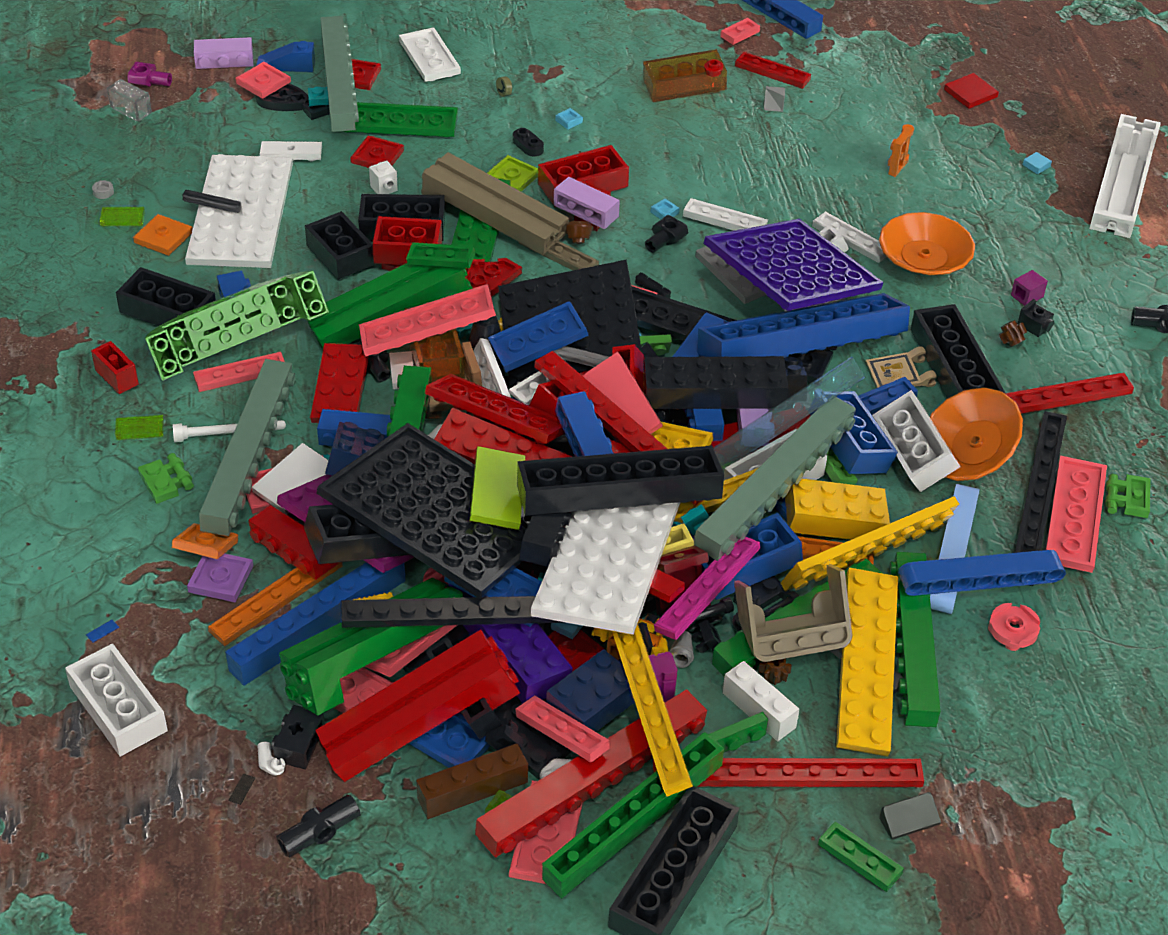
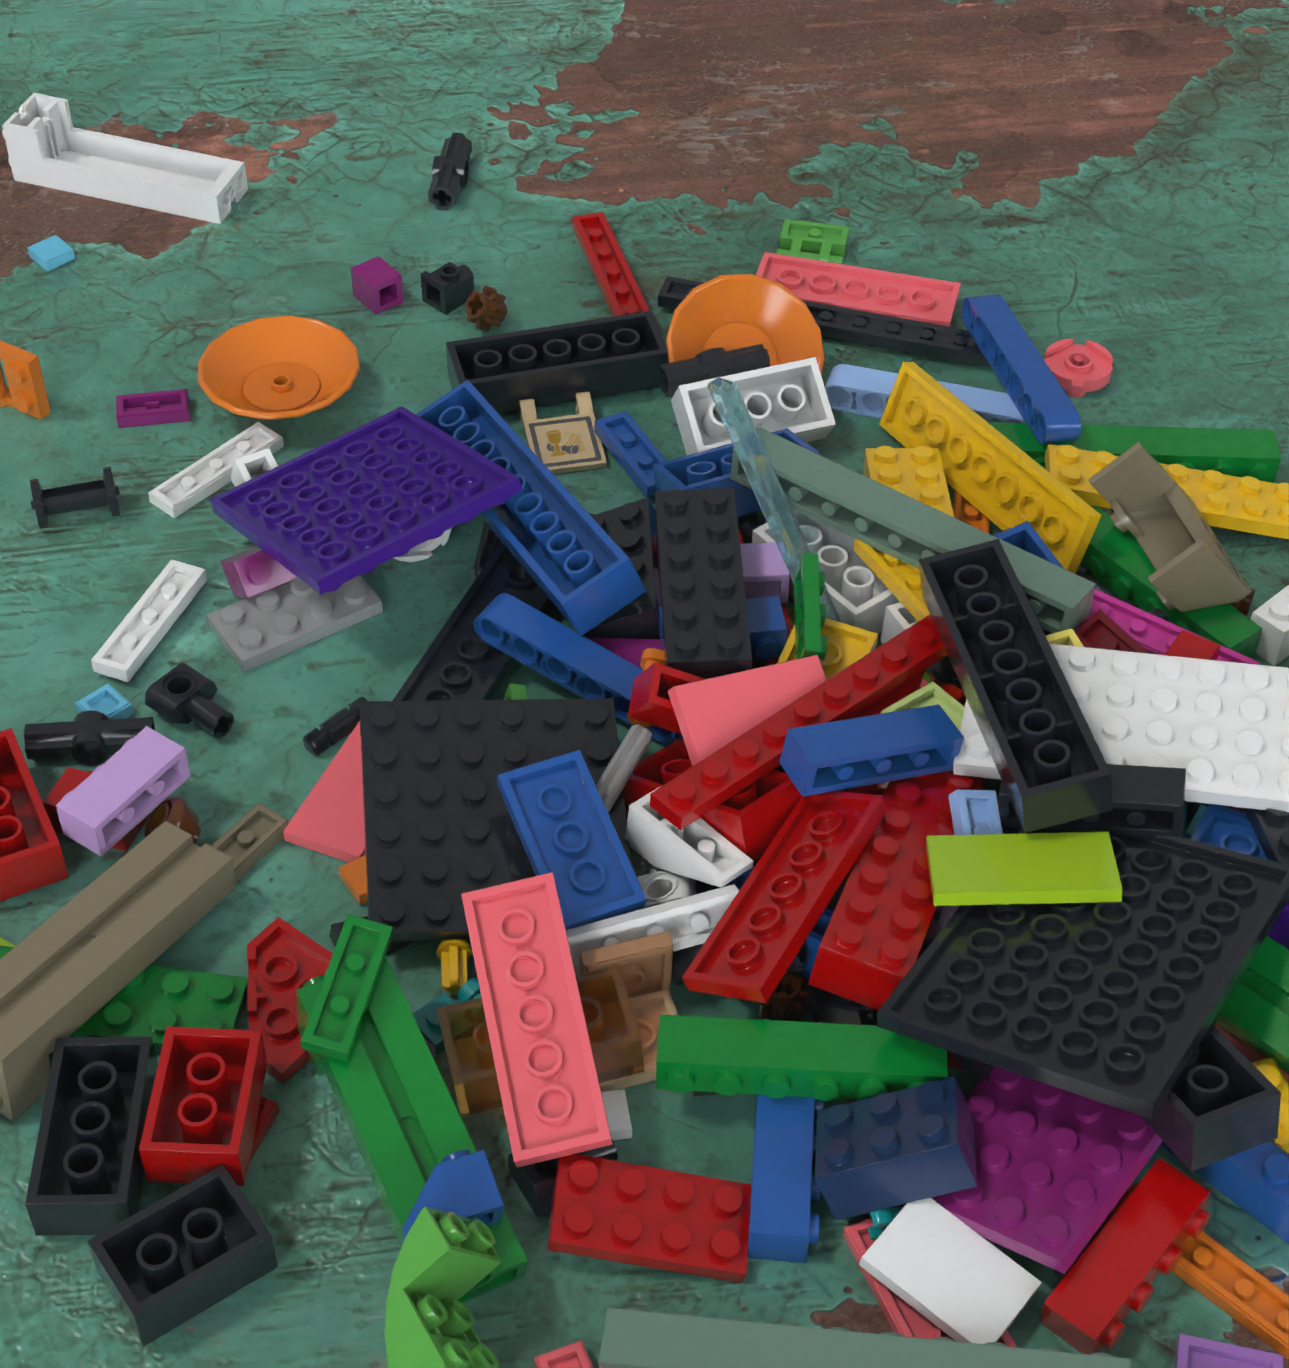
camera: 90 degrees left, 0 degrees up
(341, 304) = (460, 1186): none -> blue slope
(639, 204) = (85, 739): none -> black piece
(699, 426) = (809, 611): none -> green plate
(818, 193) = (74, 497): none -> black hose
(892, 208) = (152, 408): none -> magenta tile
(942, 416) = (710, 365): none -> black piece

